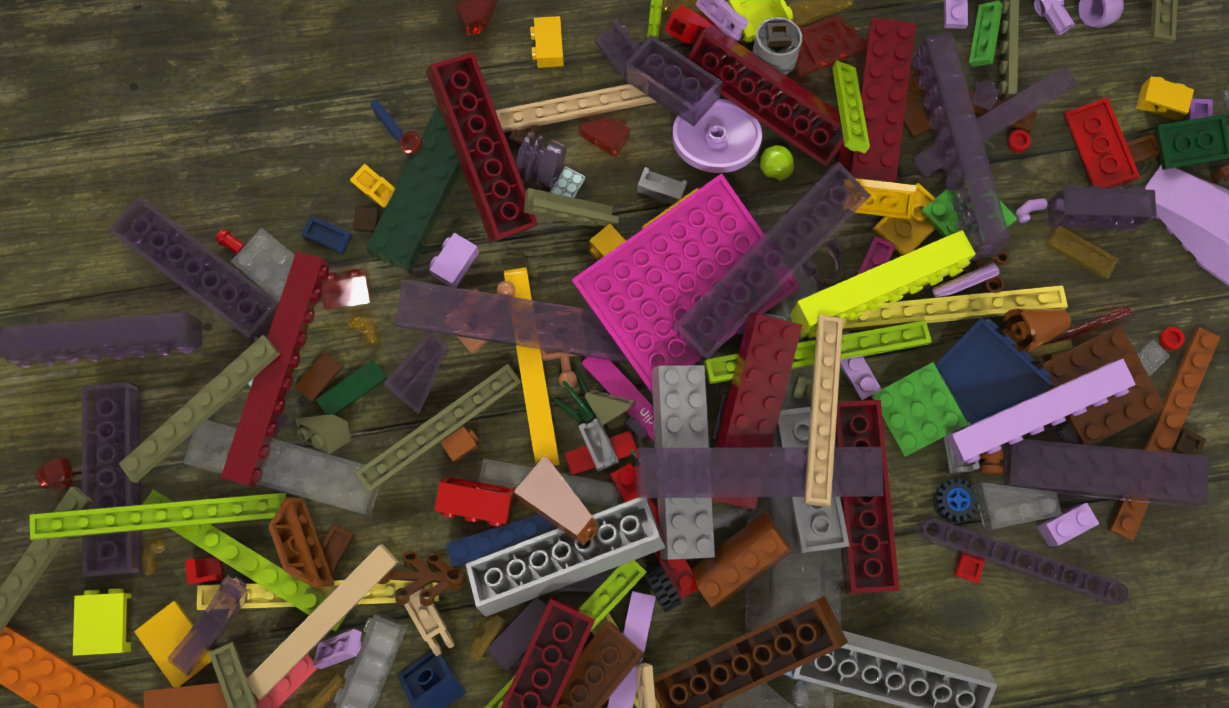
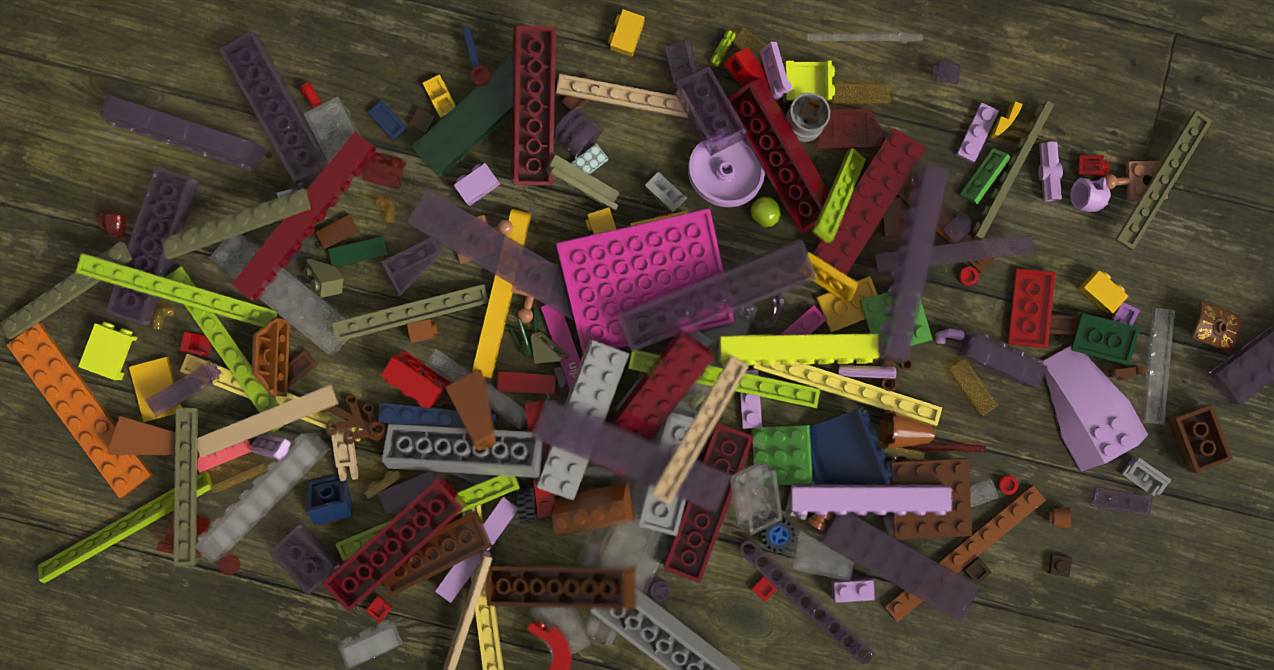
camera: 30 degrees right, 10 degrees up
(598, 444) = (525, 377): light grey hinge -> none
(606, 134) = (640, 131): clear red slope -> none
(859, 619) = (661, 593): none -> clear purple wheel
(916, 465) = (756, 497): none -> clear brick

